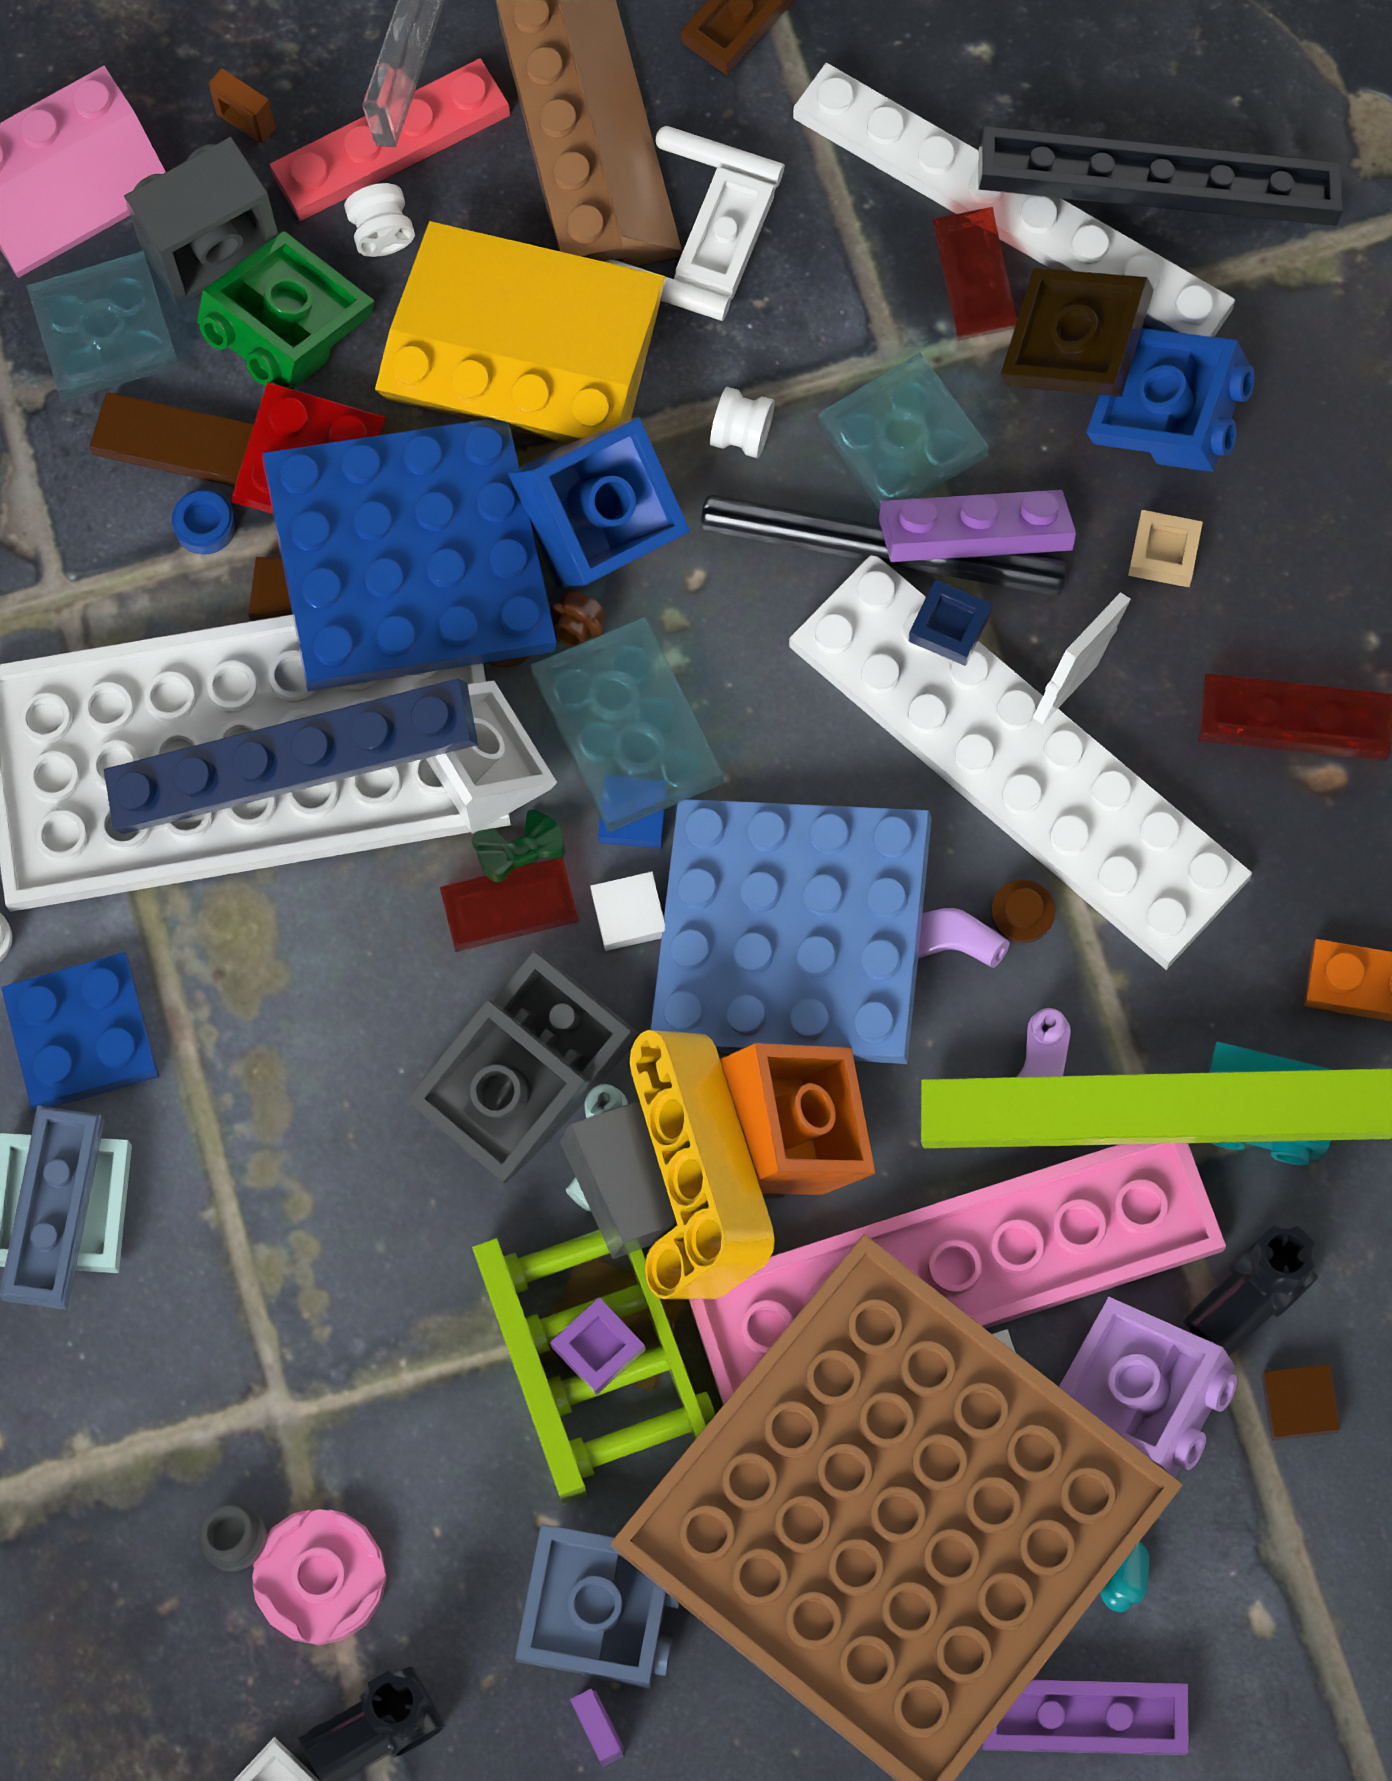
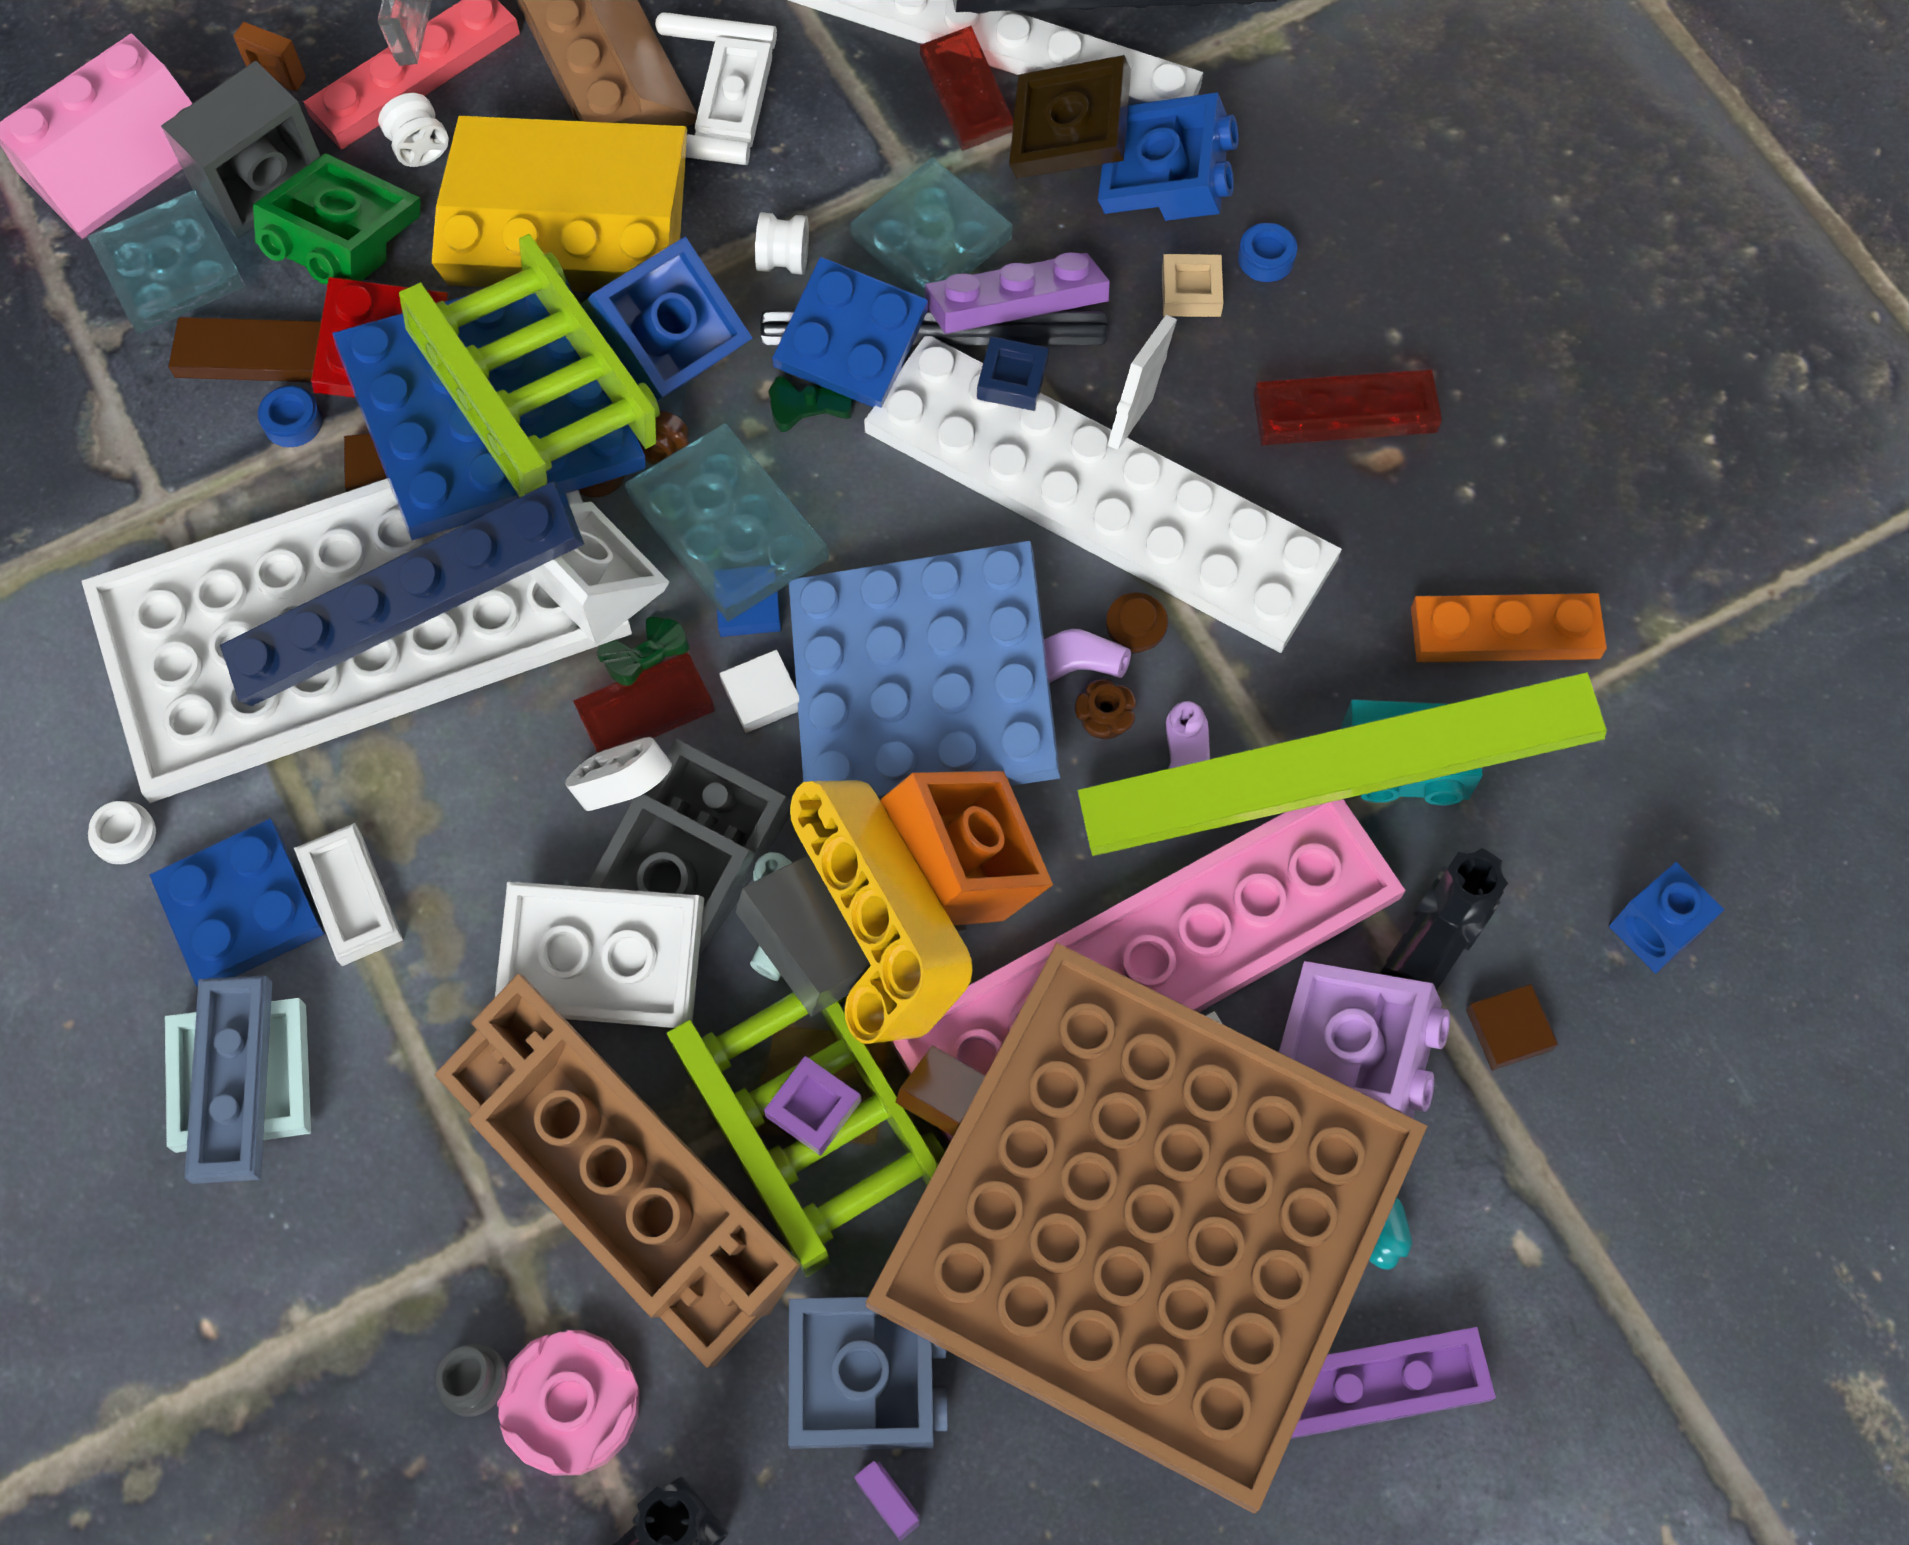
camera: 15 degrees left, 5 degrees down
(188, 1042) = (348, 894): none -> white tile
(399, 1370) = (616, 1174): none -> medium nougat slope
(415, 580) = (497, 414): none -> lime fence
(421, 1154) = (604, 951): none -> white tile
(471, 976) = (618, 774): none -> white beam
(722, 1355) = (940, 1090): none -> reddish brown tile
(758, 603) = (791, 406): none -> dark green piece
(793, 541) = (850, 333): none -> blue plate
(969, 1013) = (1106, 724): none -> reddish brown plate
(1256, 521) = (1267, 252): none -> blue tile

